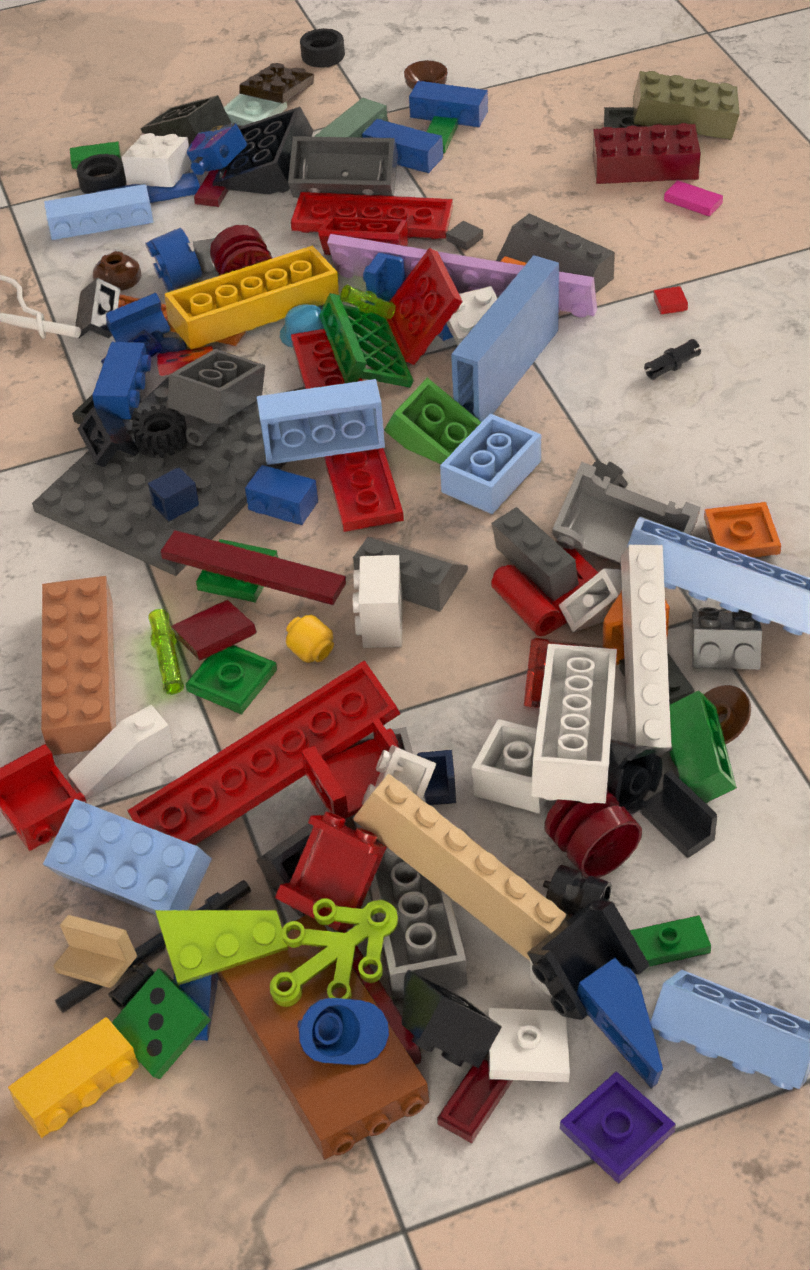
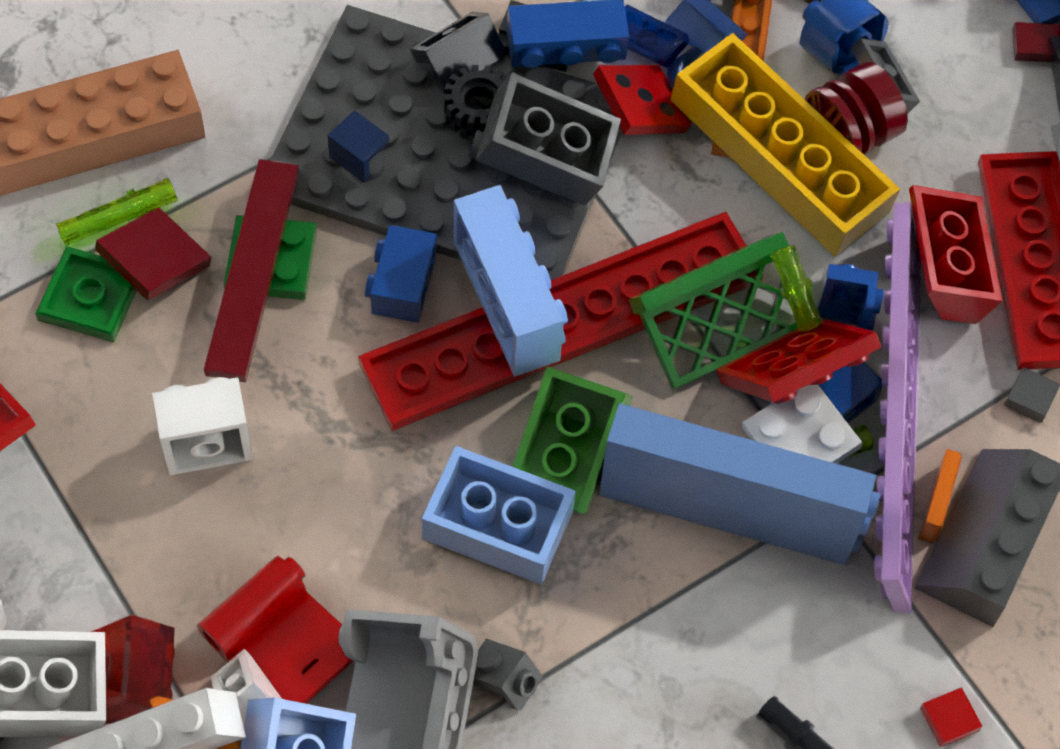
camera: 70 degrees right, 15 degrees up
(299, 320) = (763, 216): dark azure piece -> none
(309, 638) = (148, 362): yellow head -> none
(424, 576) = (293, 454): dark grey slope -> none
(535, 554) = (319, 599): dark grey brick -> none

